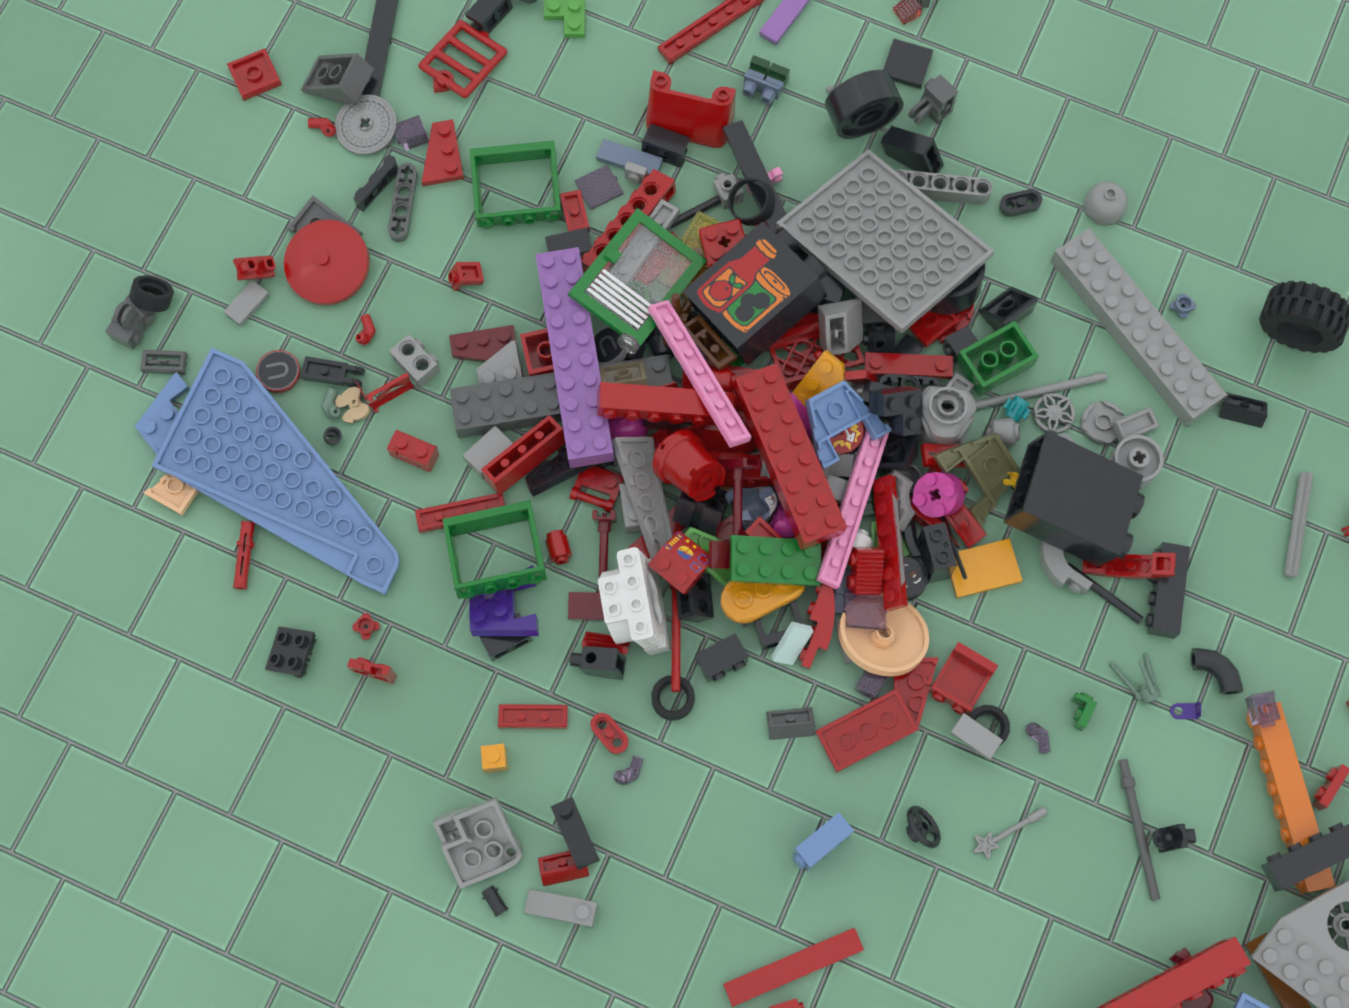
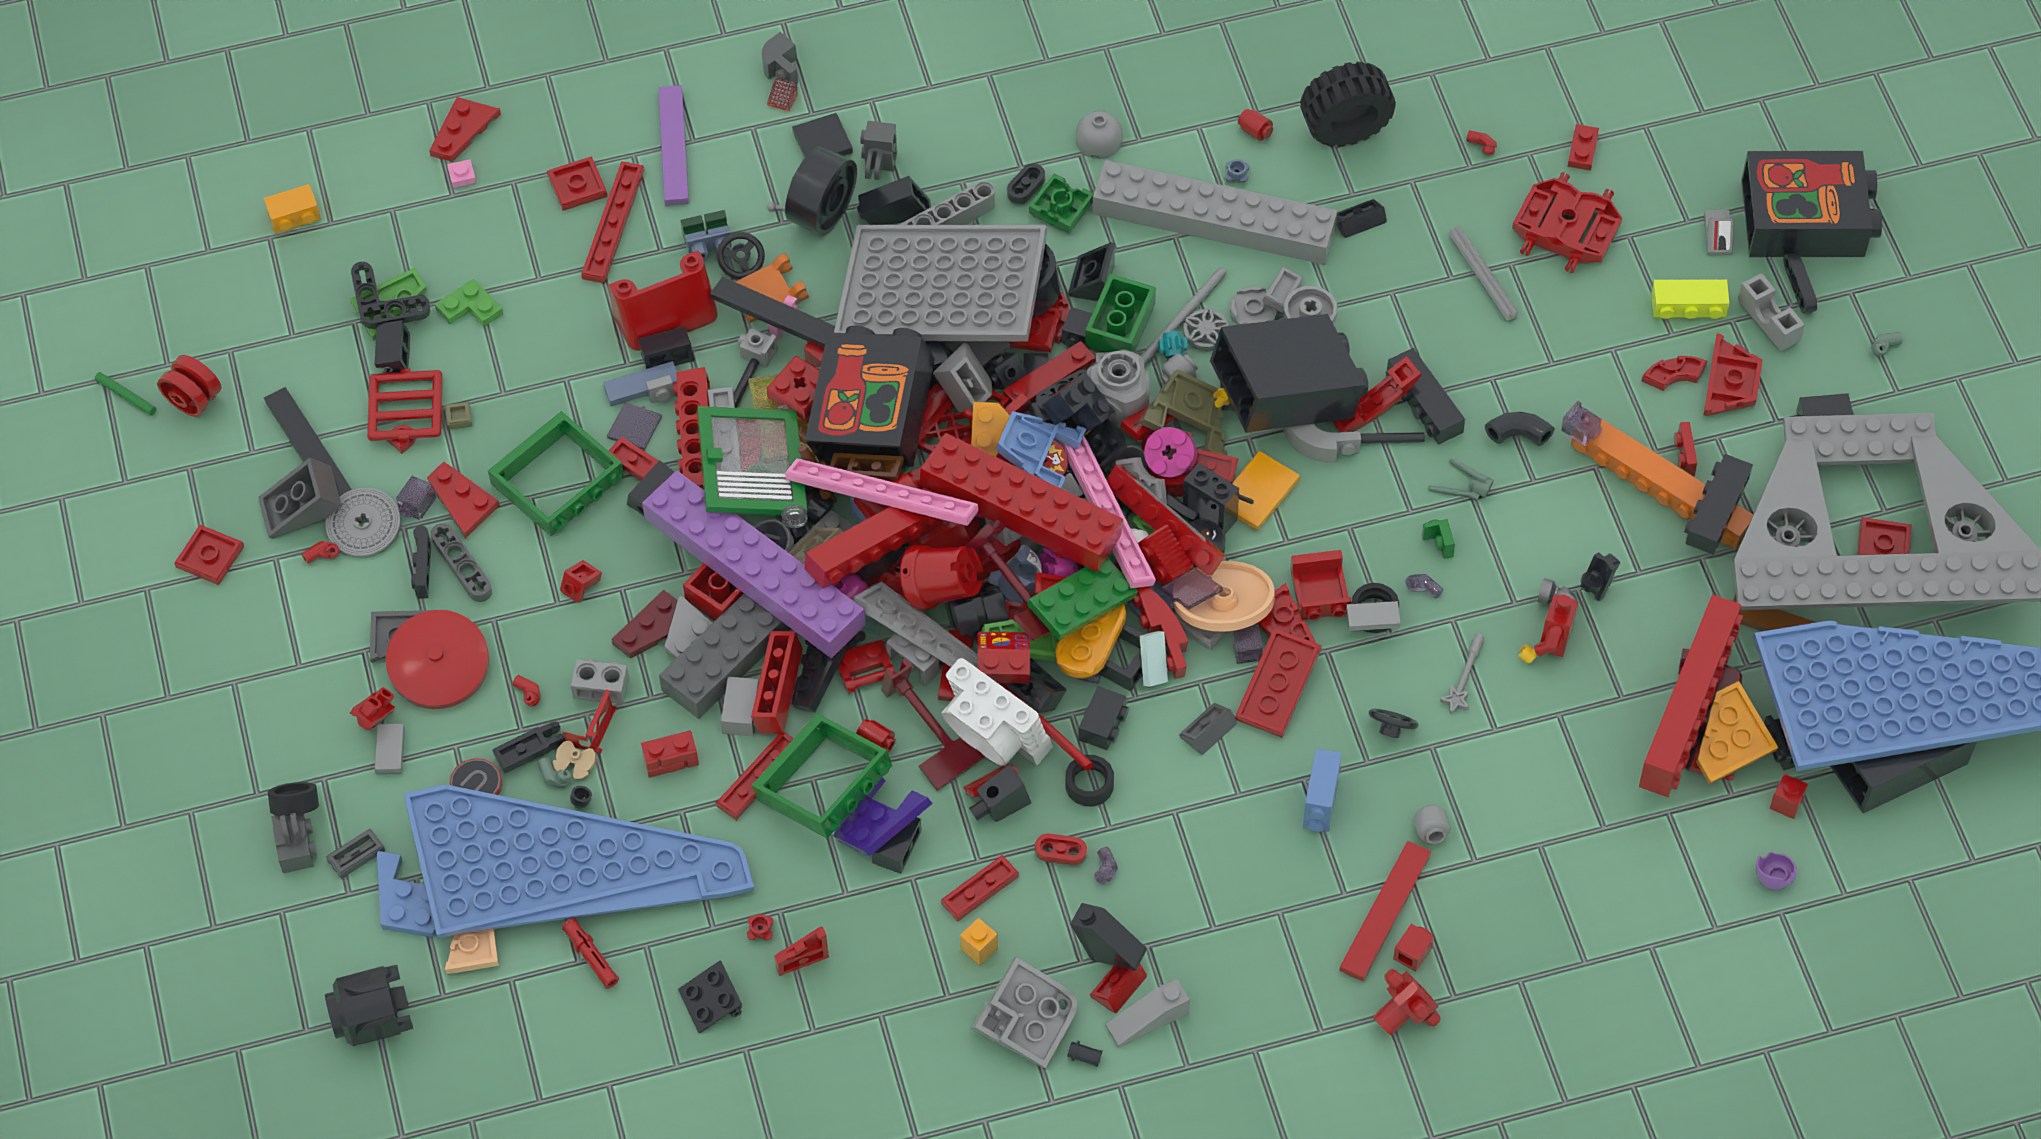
camera: 40 degrees left, 15 degrees down
(68, 481) = (366, 1006): none -> black piece
(492, 92) = (458, 415): none -> olive tile
(764, 213) = (812, 345): black tyre -> none
(775, 149) = (772, 284): none -> orange flag
(780, 107) = (752, 241): none -> black piece
(881, 930) = (1432, 824): none -> light grey head
(1036, 234) = (1062, 201): none -> green brick
(1111, 849) = (1557, 623): none -> red torso
(1128, 783) = (1527, 567): dark grey bar -> none
(1190, 710) = (1525, 477): dark purple piece -> none
(1228, 279) = (1255, 124): none -> red brick

